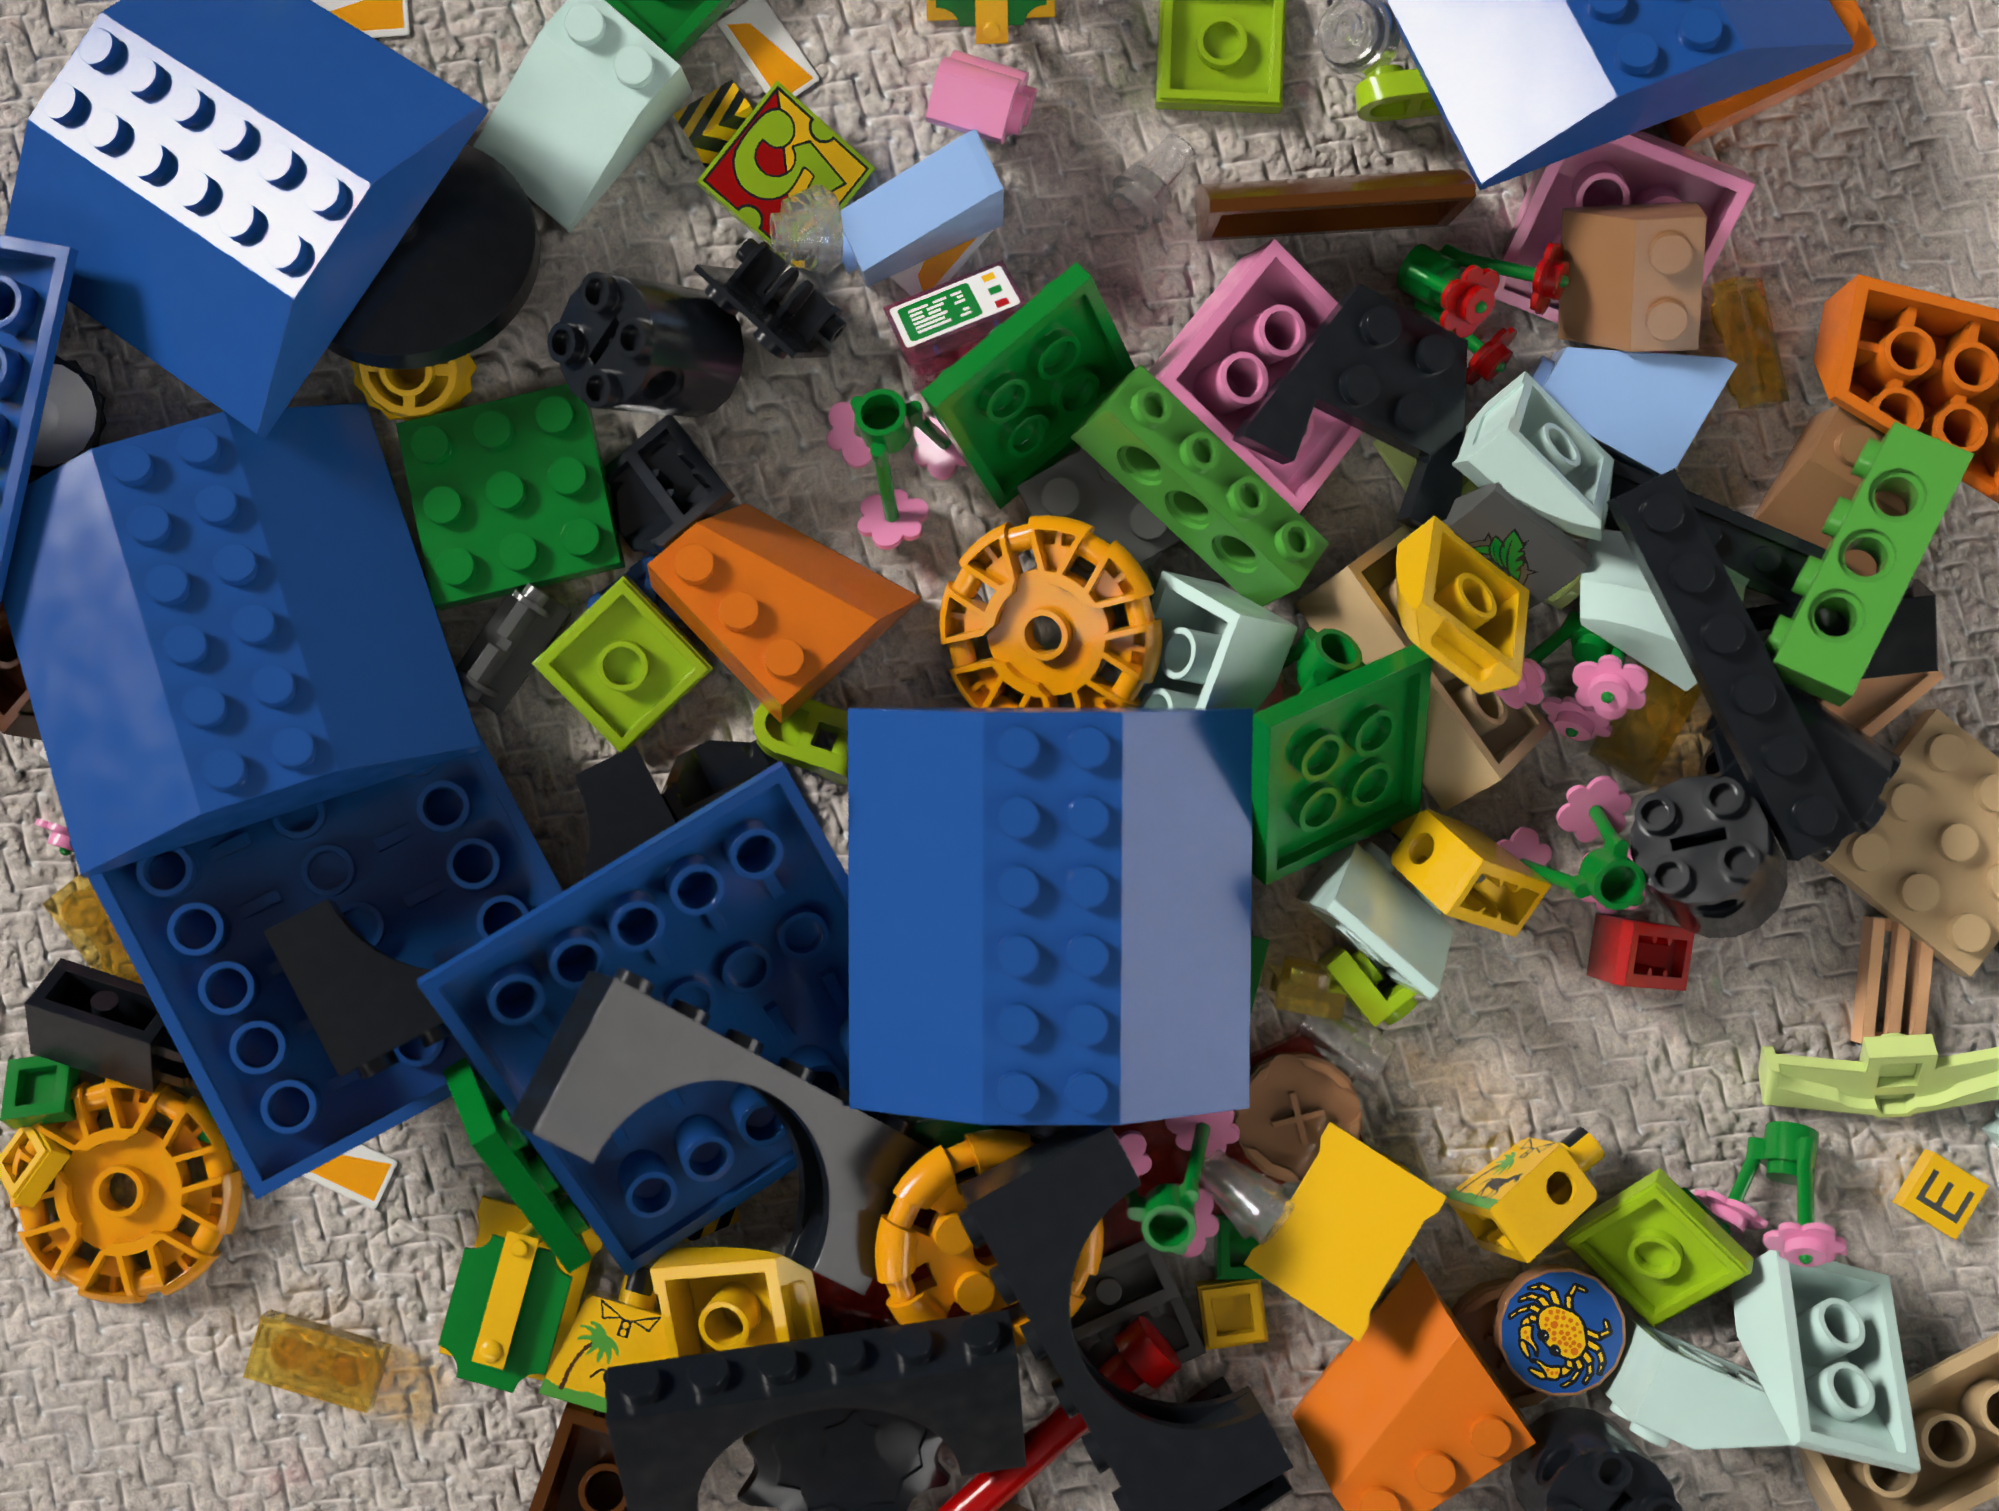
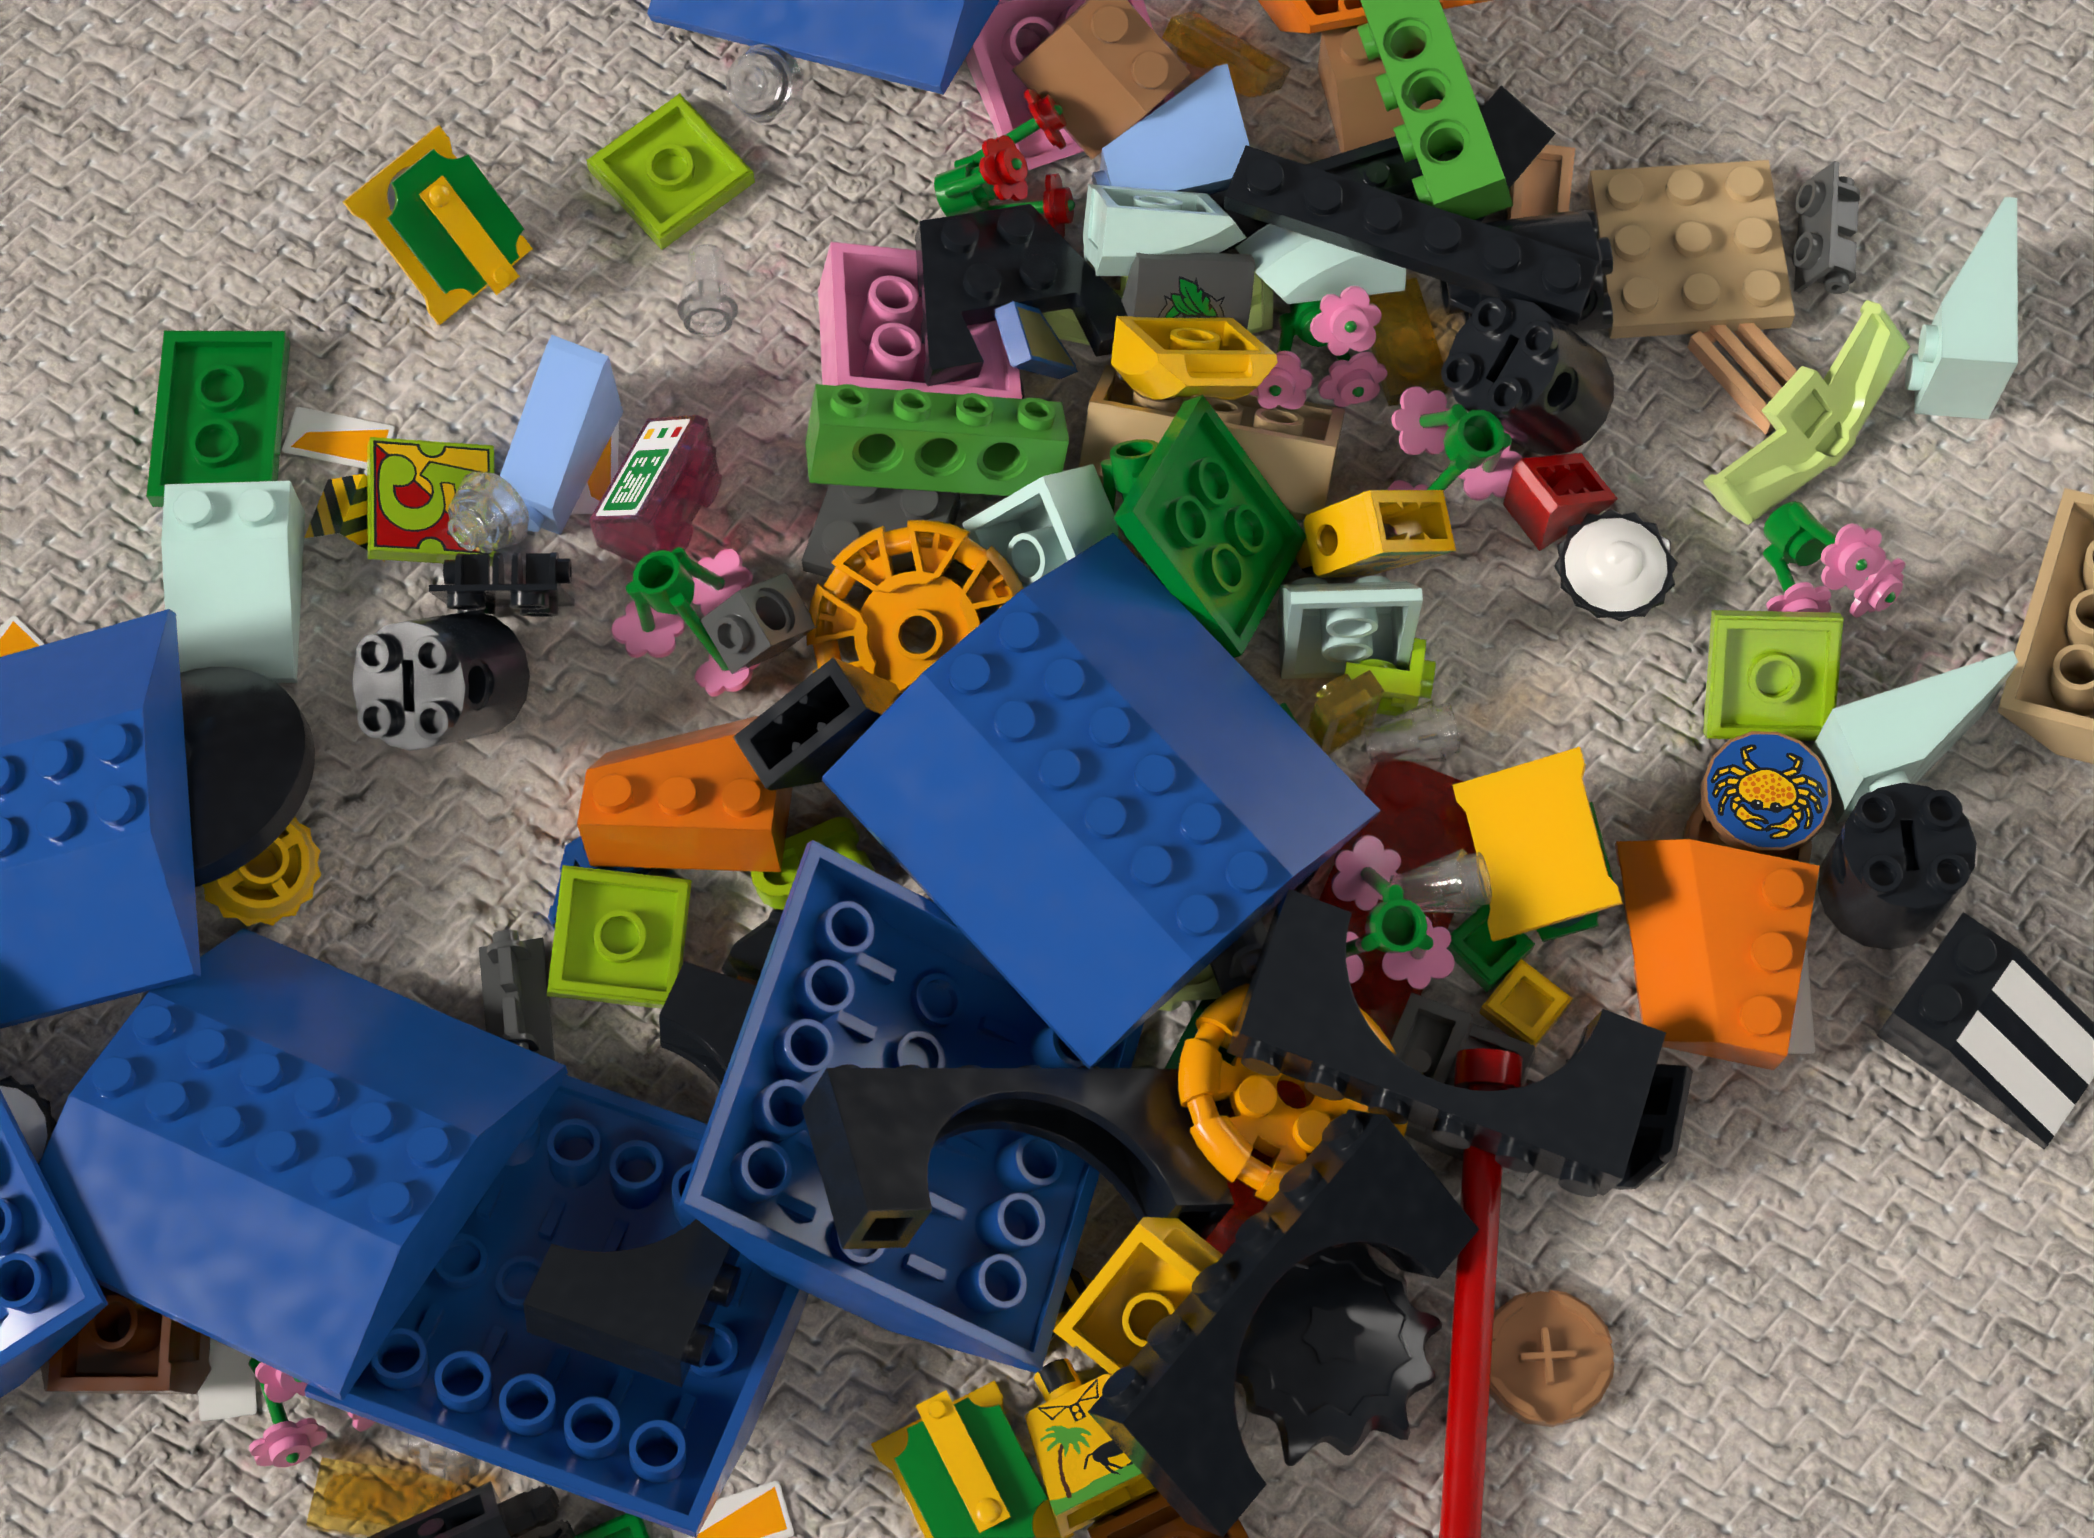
camera: 40 degrees left, 20 degrees down
(509, 496) = (419, 893): green plate -> none
(518, 1165) = (877, 1337): green plate -> none
(663, 487) = (534, 788): black slope -> none
(895, 663) = (814, 724): none -> black slope
(931, 516) = (758, 623): none -> dark grey brick
(980, 96) = (526, 324): bright pink brick -> none
(1030, 384) = (749, 471): green plate -> none
(1289, 1110) = (1420, 806): medium nougat tile -> none
(1331, 204) = (848, 201): reddish brown slope -> none
(1355, 466) = (1032, 342): none -> tile
(1394, 95) = (830, 98): lime plate -> none
(1528, 1194) = (1647, 705): yellow torso -> none
(1627, 1054) = (1615, 565): none -> white piece
(1829, 1358) = (1943, 619): light aqua slope -> none
(1940, 1194) = (1931, 476): yellow tile -> none

